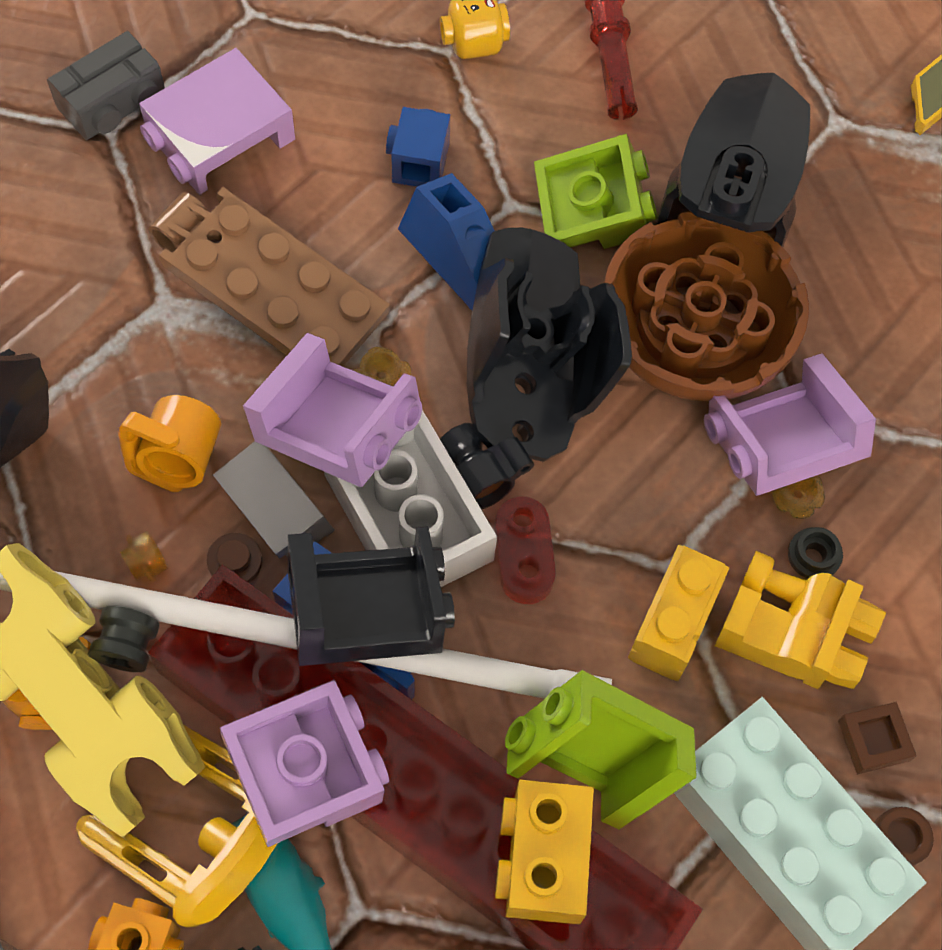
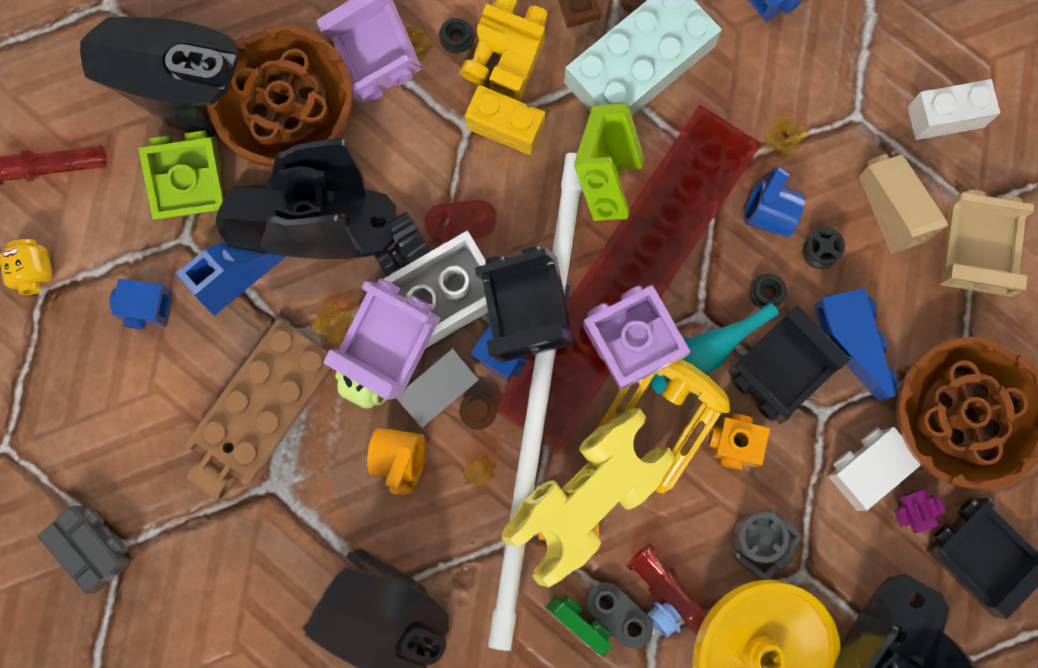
camera: 85 degrees left, 15 degrees up
(124, 639) = (555, 463): pearl dark grey wheel -> none
(214, 117) = (117, 460): lavender panel -> none
(548, 852) = (678, 190): yellow brick -> none

